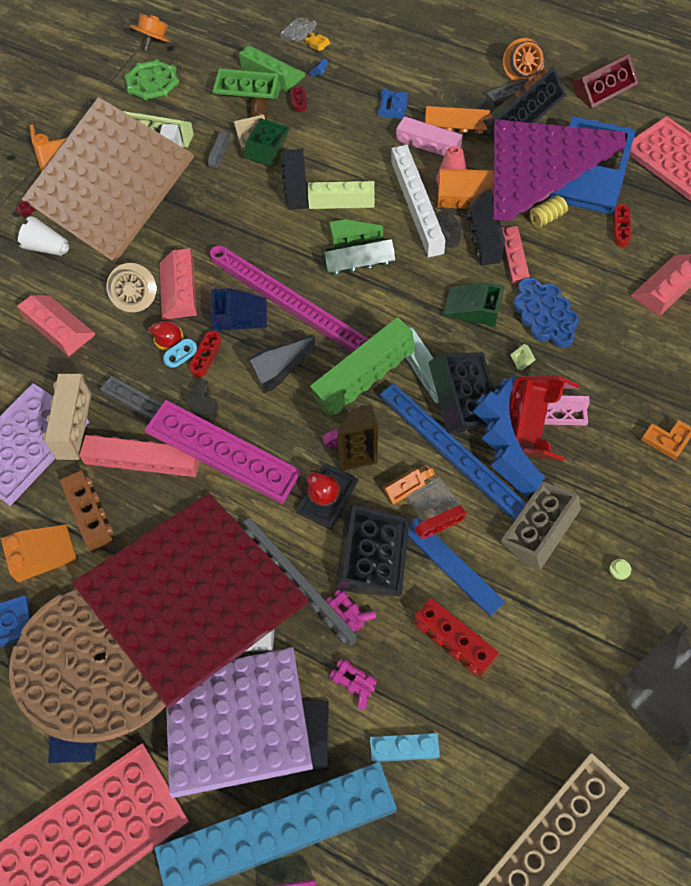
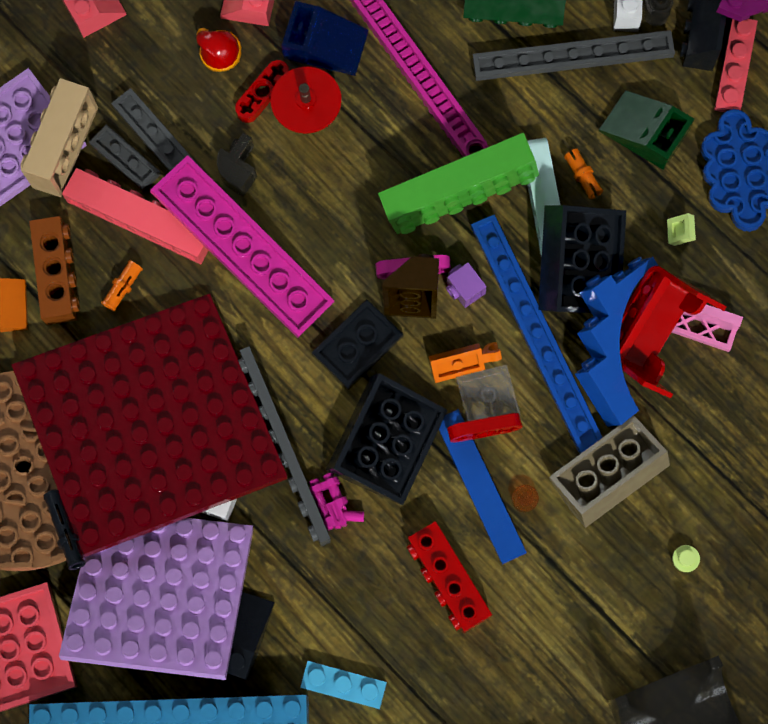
camera: 20 degrees right, 15 degrees up
(119, 422) = (125, 158): none -> dark grey tile
(141, 507) = (121, 285): none -> orange pin
(150, 696) = (74, 556): none -> black pin
(179, 353) = (227, 80): medium azure plate -> none
(236, 345) = (306, 100): none -> red piece
(272, 366) = (342, 143): black wedge -> none
(322, 489) = (351, 336): red piece -> none
(362, 684) = (319, 597): dark pink piece -> none
(391, 433) = (465, 284): none -> medium lavender brick
(407, 276) = (573, 55): none -> dark grey plate
(443, 342) = (583, 173): none -> orange pin
(488, 564) = (525, 498): none -> clear orange tile

